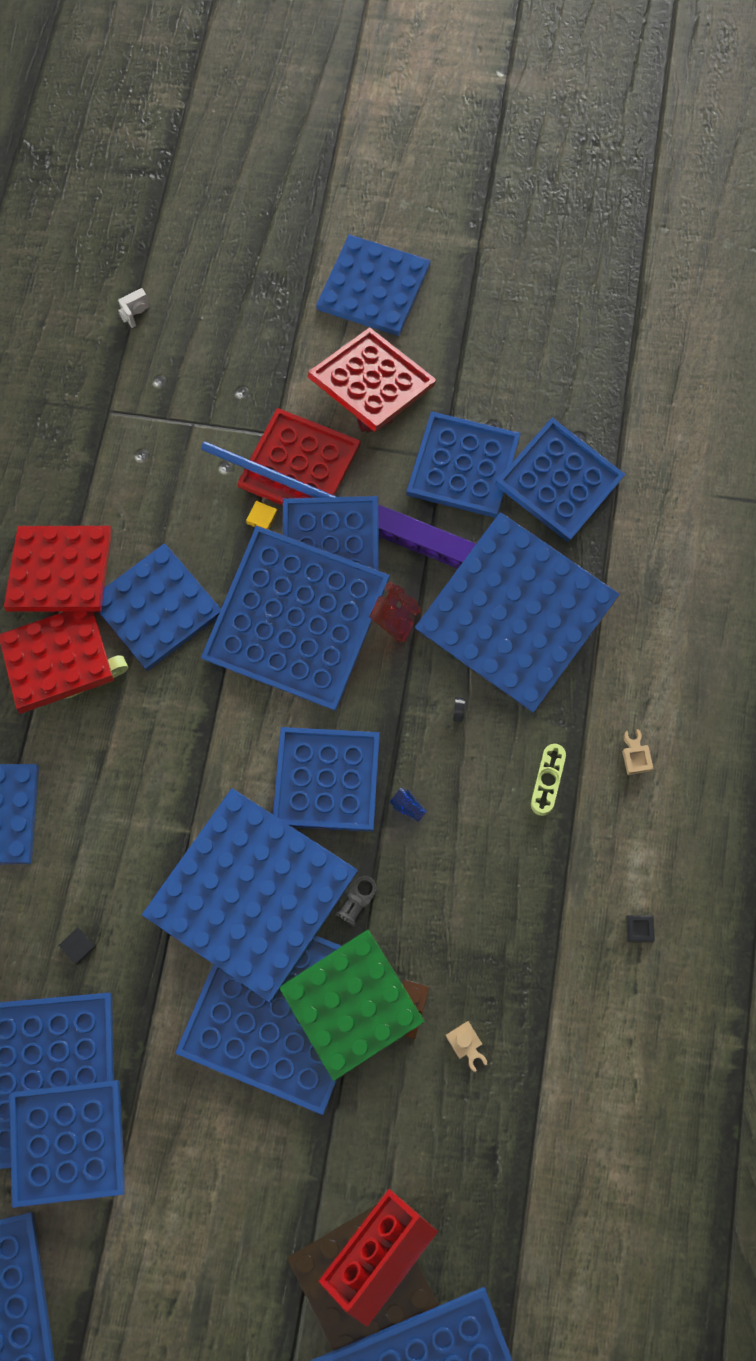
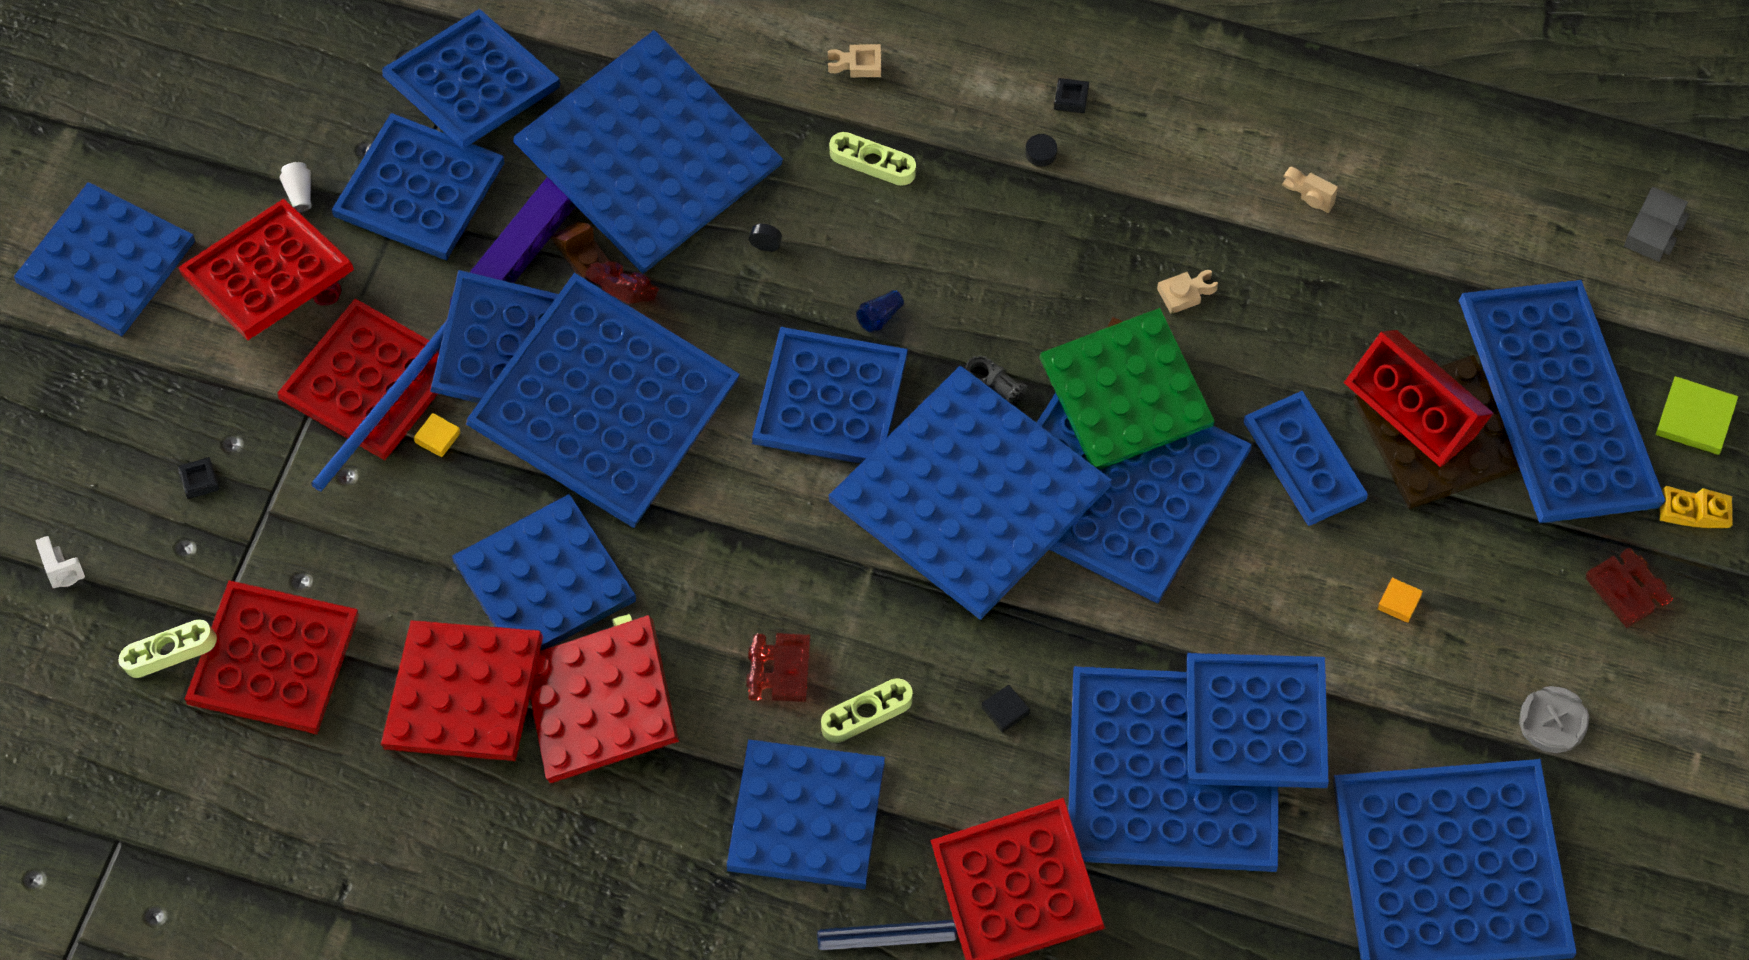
camera: 85 degrees left, 10 degrees down
(74, 391) = (152, 647): none -> yellowish green beam
(77, 448) = (273, 657): none -> red plate
(83, 855) = (840, 712): none -> yellowish green beam
(96, 784) = (790, 667): none -> clear red plate
(198, 1256) = (1400, 600): none -> light orange tile
(211, 376) = (198, 478): none -> black tile
(318, 1162) = (1305, 458): none -> blue plate
(429, 583) = (579, 247): none -> reddish brown slope
(449, 387) = (297, 184): none -> white cone
(577, 1147) = (1313, 189): none -> tan plate
(581, 910) = (1041, 150): none -> black tile

